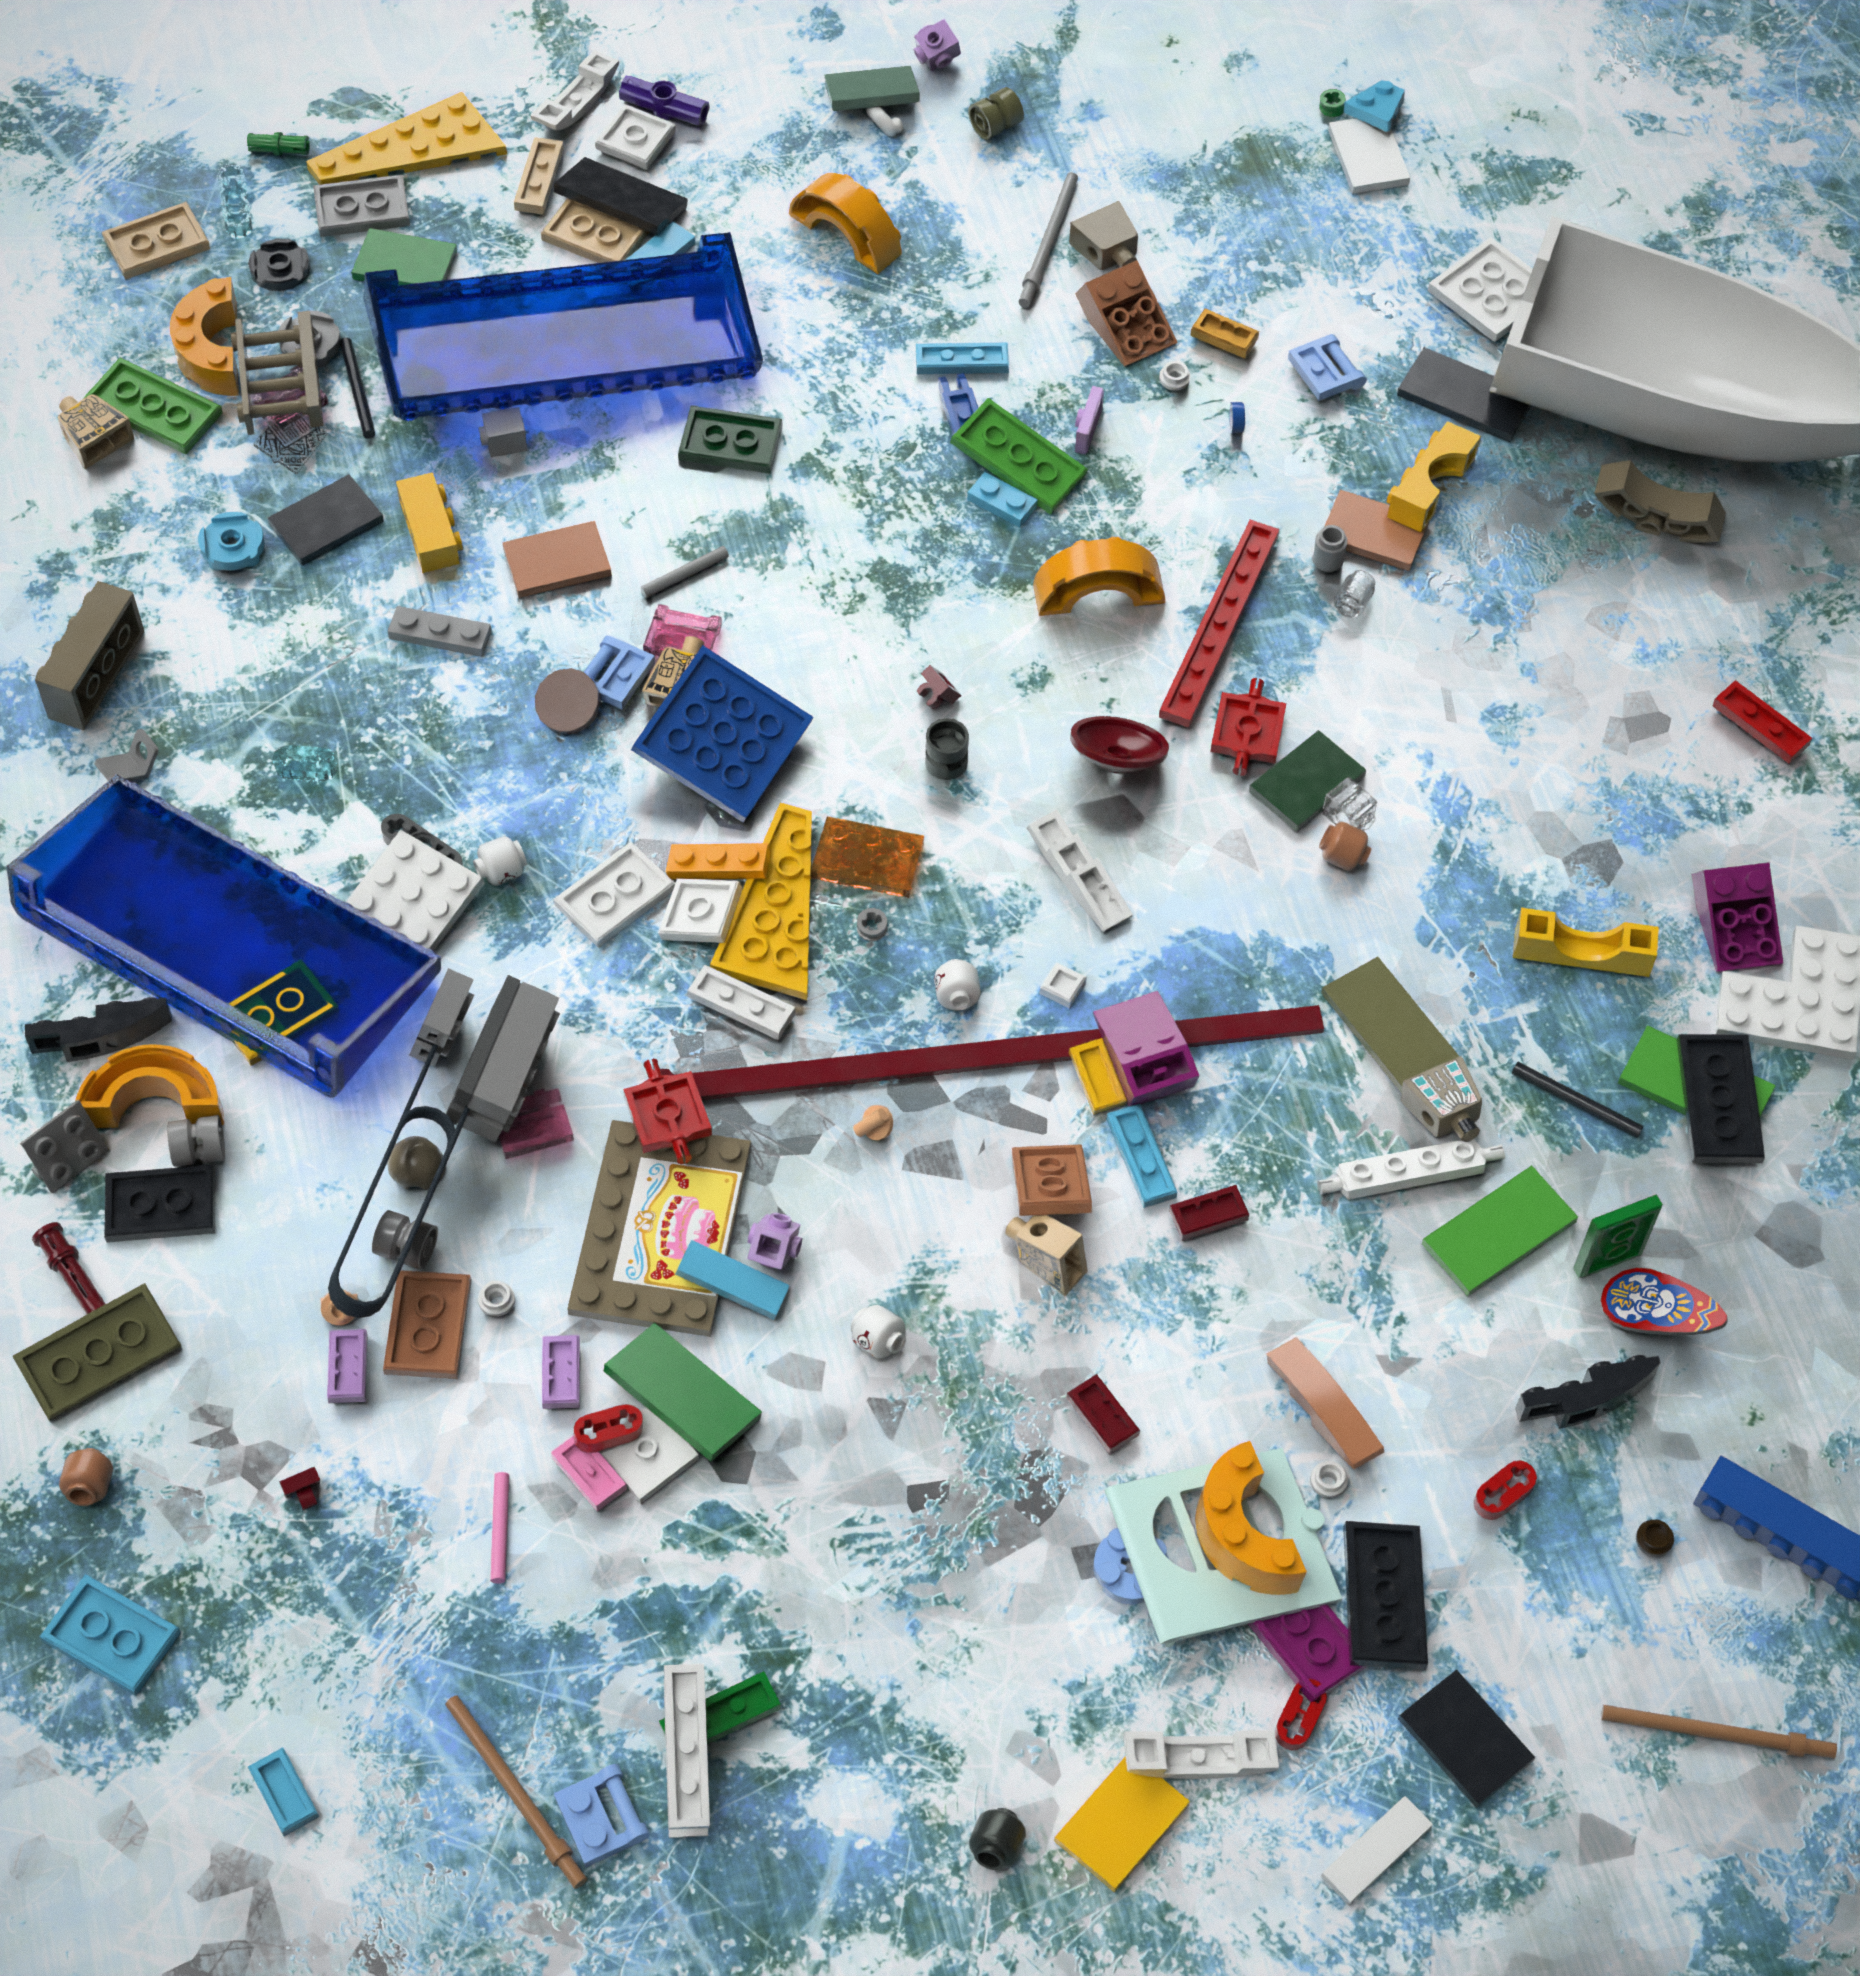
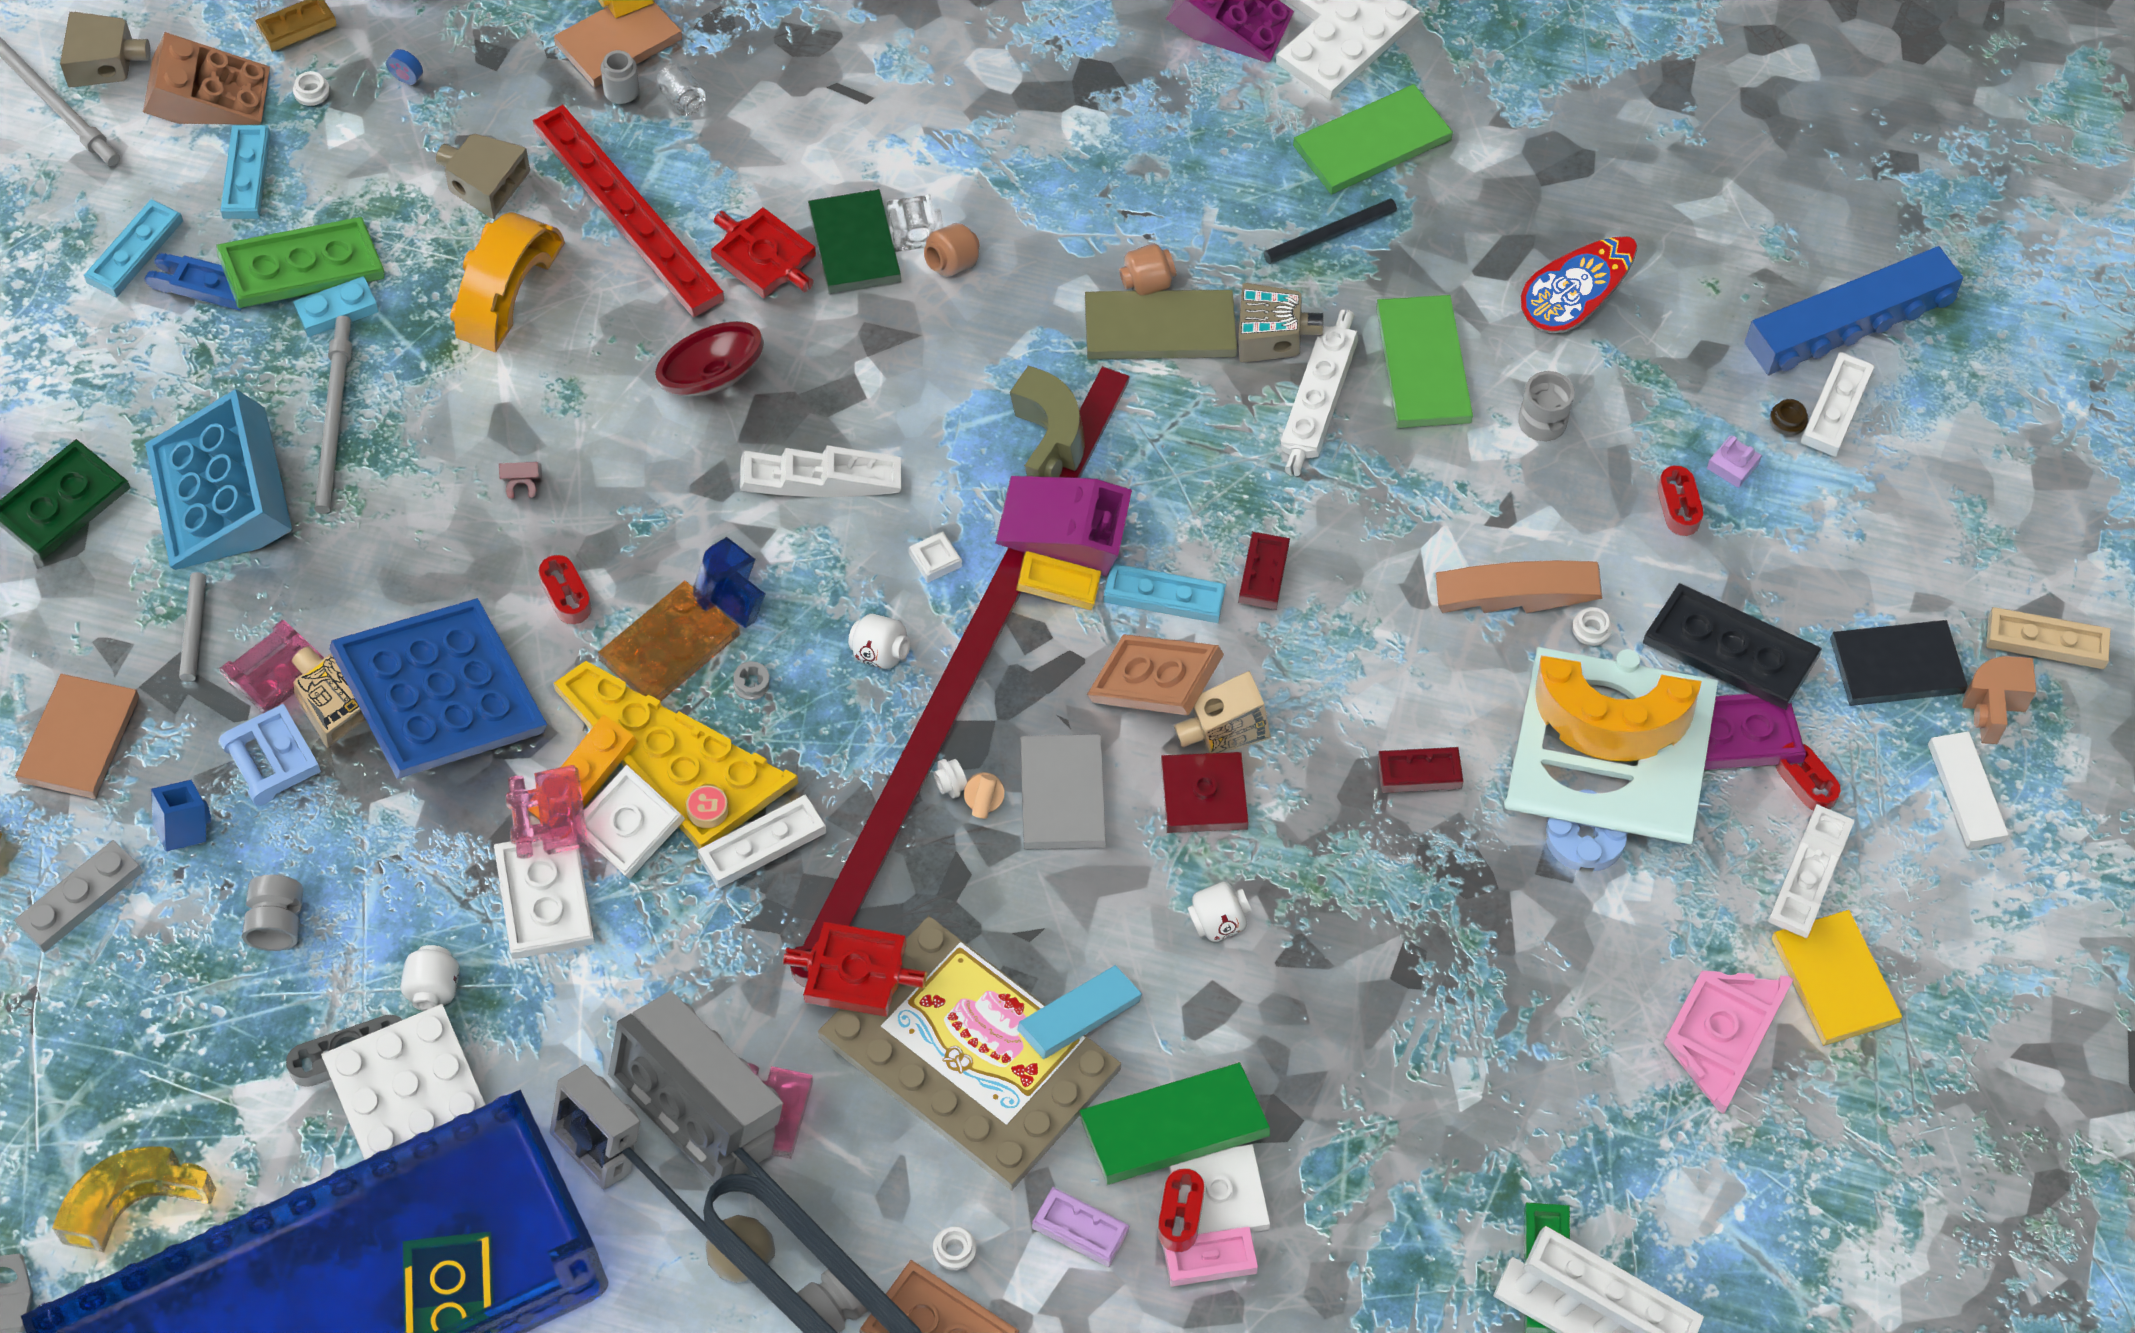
camera: 60 degrees left, 0 degrees up
(238, 772) = (116, 1184): none -> clear yellow arch
(305, 763) = (146, 1114): clear light blue beam -> none
(491, 742) = (273, 917): none -> light grey wheel
(527, 646) = (179, 815): none -> blue brick
(567, 701) = (276, 813): tile -> none
(675, 861) = (560, 812): none -> clear pink plate
(740, 949) = (707, 806): none -> tile
(774, 1240) = (1064, 949): lavender brick -> none
(804, 518) = (218, 483): none -> dark azure slope
(860, 765) = (572, 586): none -> red beam
(873, 1092) = (950, 777): none -> white plate
(916, 1175) = (1062, 792): none -> light grey tile
(936, 854) = (725, 582): none -> clear blue brick
(946, 748) = (603, 504): pearl dark grey wheel -> none
(964, 524) = (339, 353): none -> light grey bar
(981, 1272) = (1204, 792): none -> dark red plate
(997, 1838) = (1806, 1087): pearl dark grey head -> none
(1015, 1752) = (1723, 1029): none -> bright pink wing
(1075, 382) = (245, 172): none -> medium azure tile
(1088, 419) = (306, 183): lavender plate -> none
(1183, 517) = (484, 171): none -> dark tan torso
(1230, 1005) = (1051, 404): none -> olive arch
(1428, 987) = (1148, 269): none -> nougat head
(1493, 1825) = (1999, 687): none -> nougat brick
(1515, 1338) = (1546, 406): none -> light grey wheel
(1577, 1515) = (1734, 461): none -> lavender tile
(1577, 1851) = (2048, 638): none -> tan plate
(1601, 1391) = (1629, 380): black slope -> none
(1617, 1236) = (1508, 268): green tile -> none
(1624, 949) = (1213, 106): yellow arch -> none
(1697, 1569) = (1837, 404): none -> white plate
(1720, 1098) = (1404, 127): black tile -> none
(1794, 1743) = (2028, 431): medium nougat bar -> none

